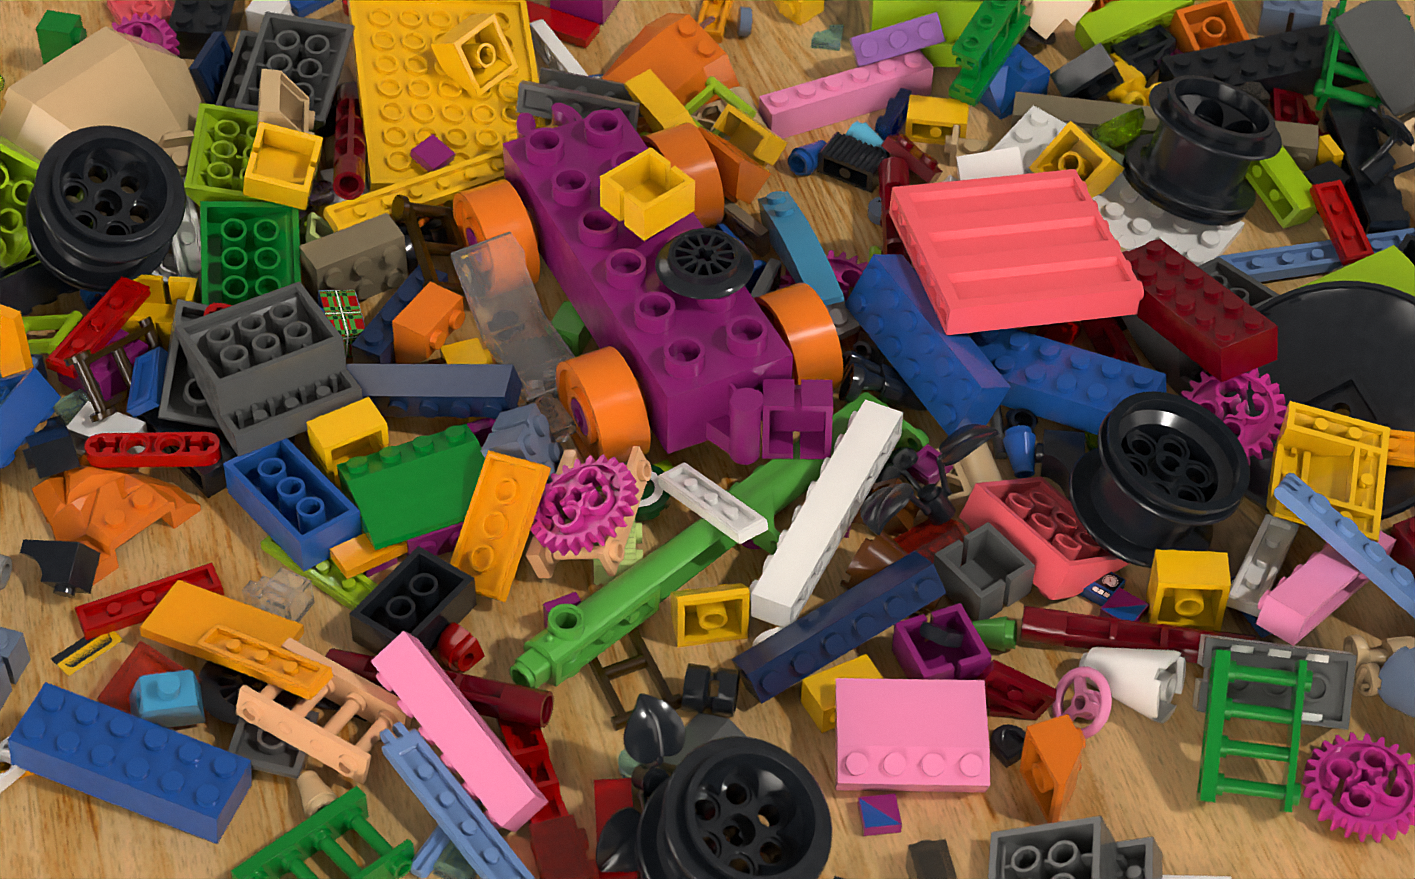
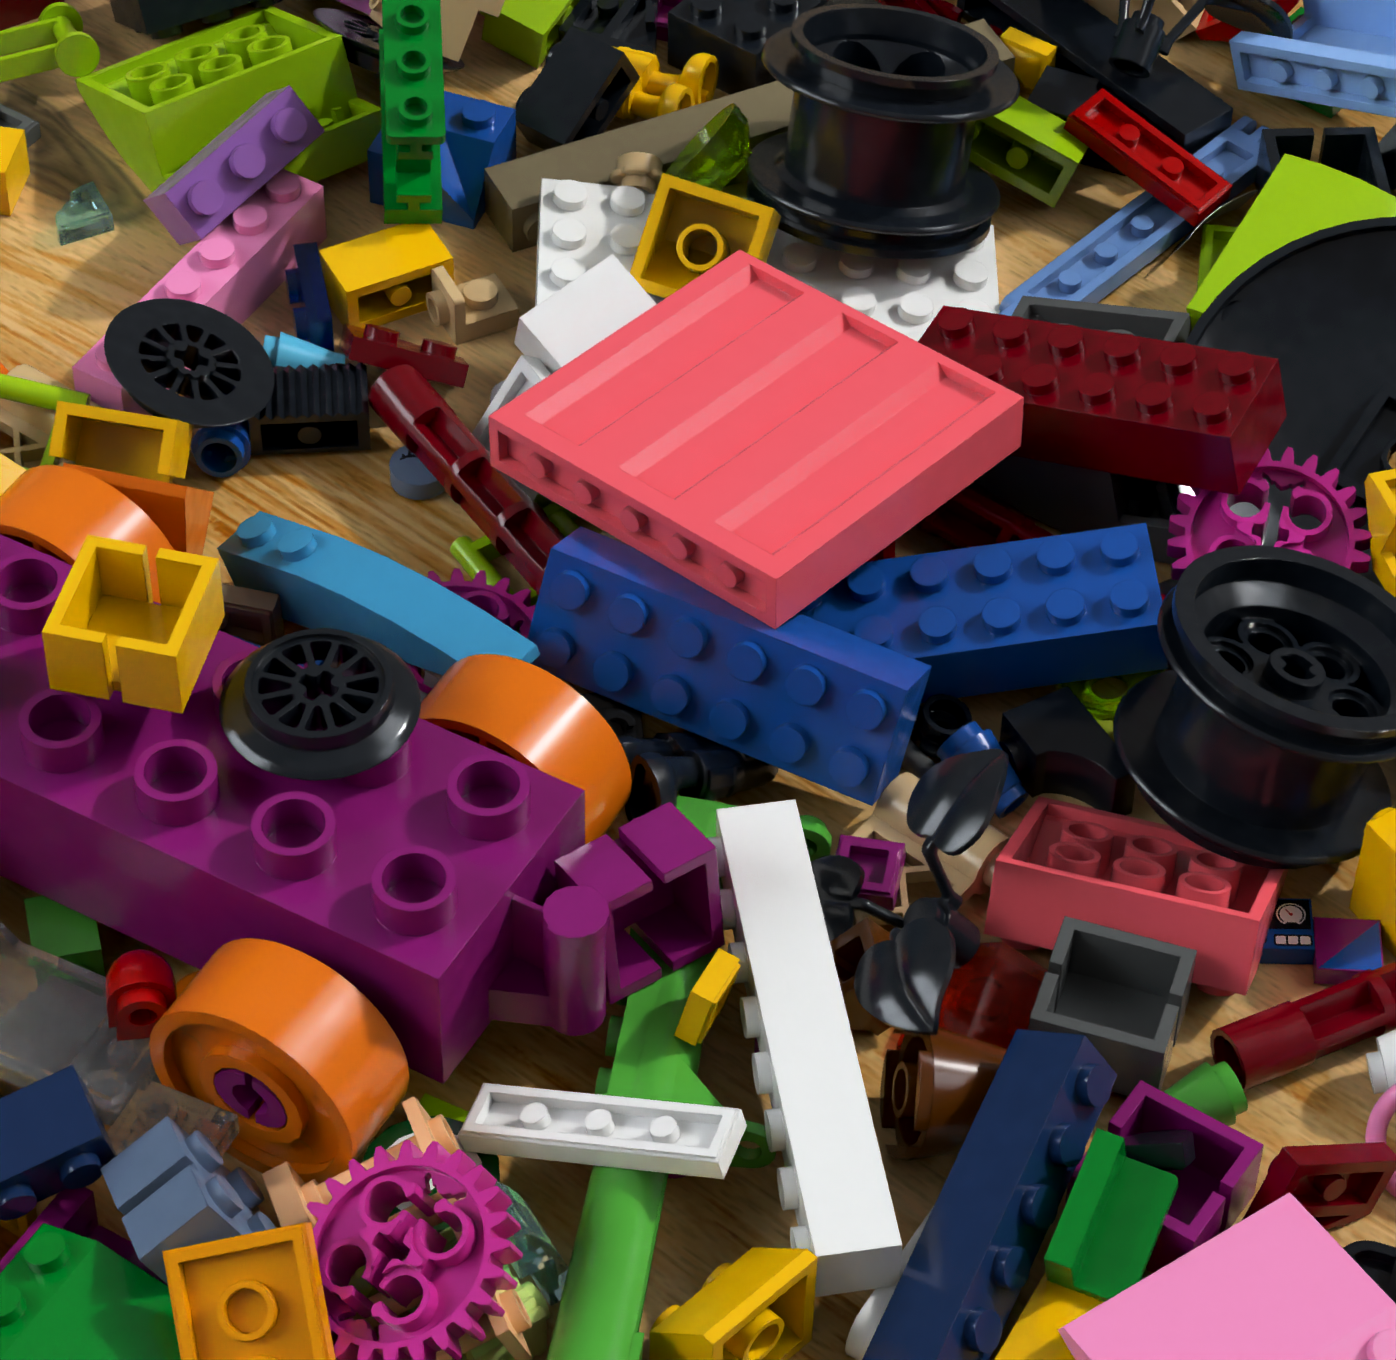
camera: 35 degrees left, 0 degrees up
(567, 348) = (138, 993): none -> red piece
(649, 524) = (539, 1253): none -> clear light blue slope
(788, 102) = (159, 337): none -> black piece
(798, 473) = (708, 997): none -> yellow tile
(890, 645) = (1109, 1221): none -> green panel
(1083, 120) = (638, 170): none -> tan plate

